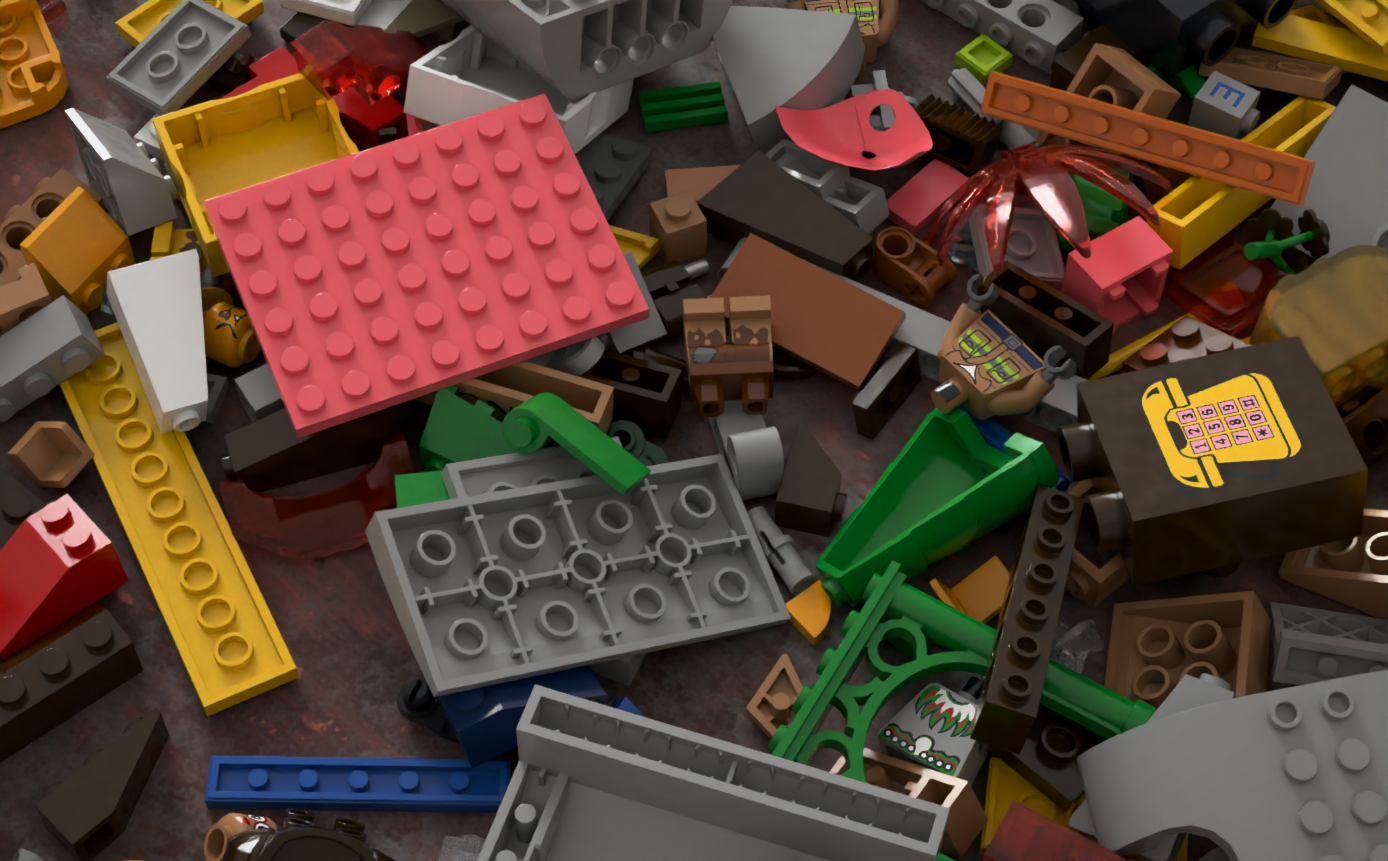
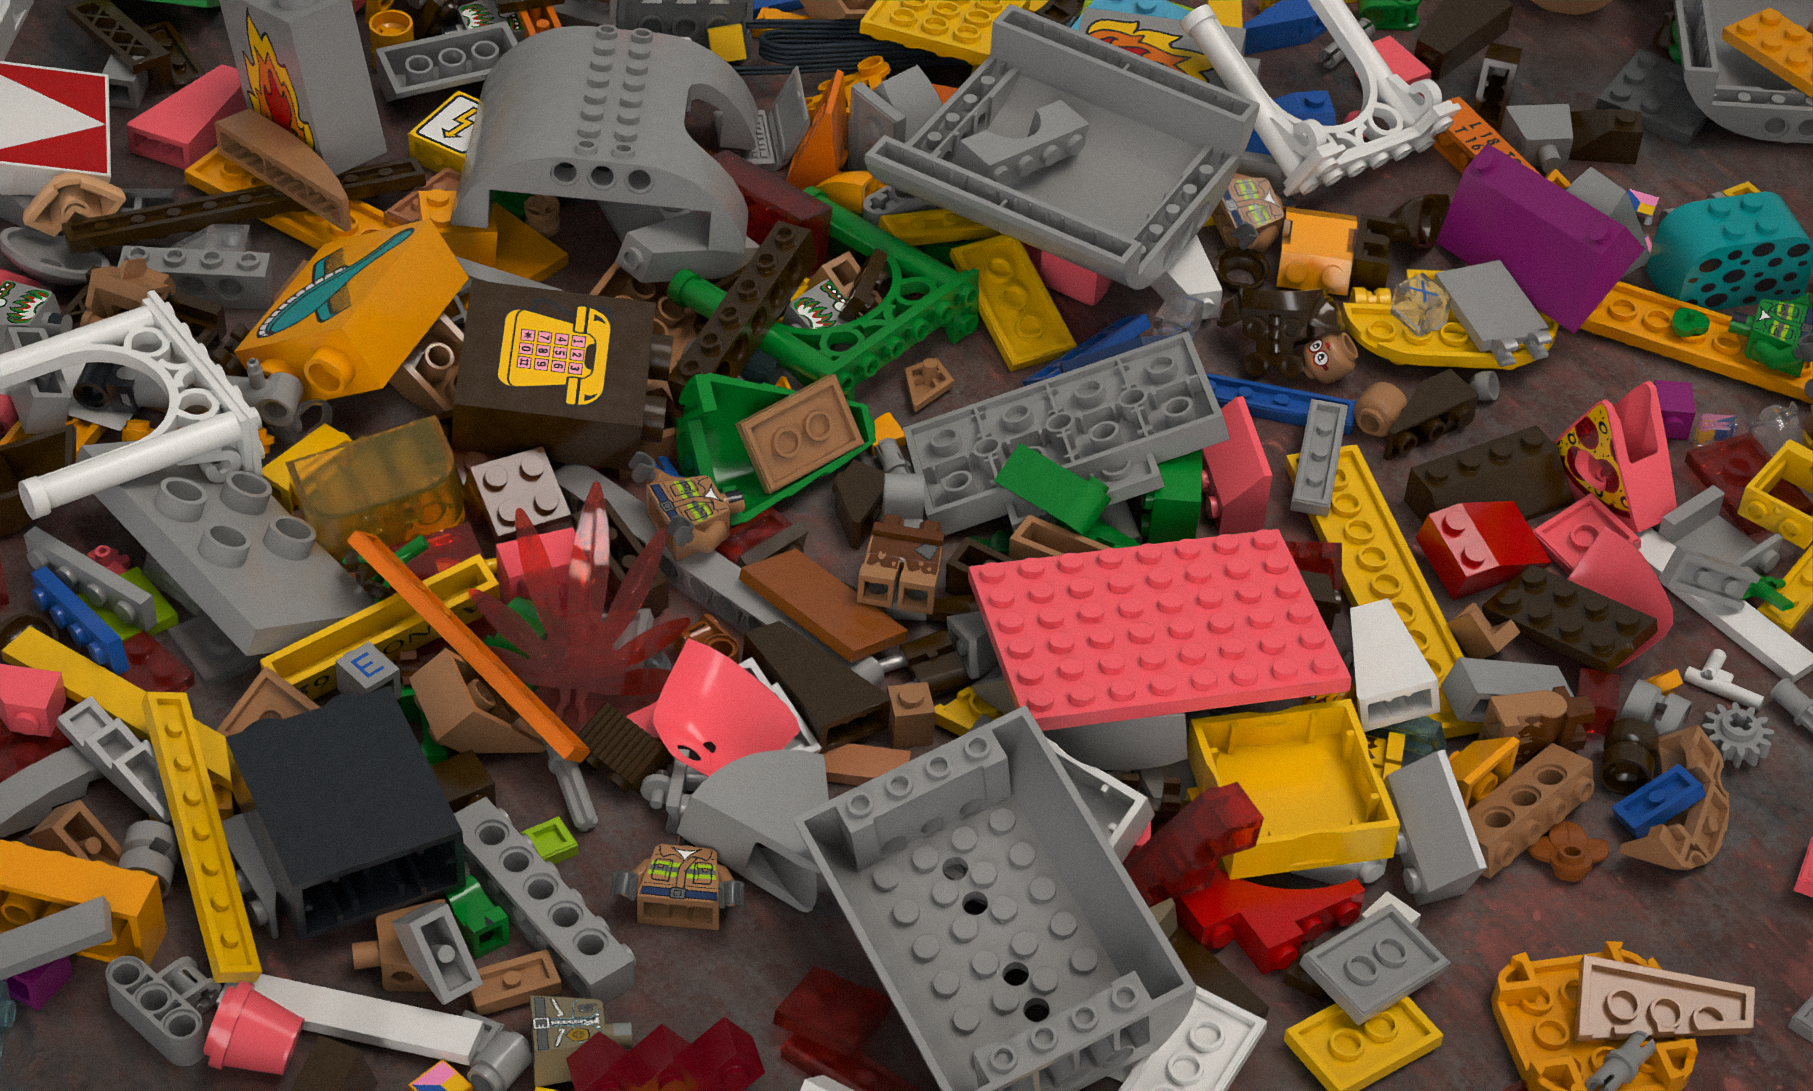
camera: 170 degrees left, 10 degrees down
(171, 776) = (1379, 408): none -> medium nougat head
(252, 664) = (1319, 458): none -> light grey tile
(363, 614) = (1236, 474): none -> coral slope
(900, 746) = (868, 278): none -> dark brown plate
(902, 507) = (799, 433): none -> medium nougat tile
(905, 413) = (752, 533): none -> clear red plate

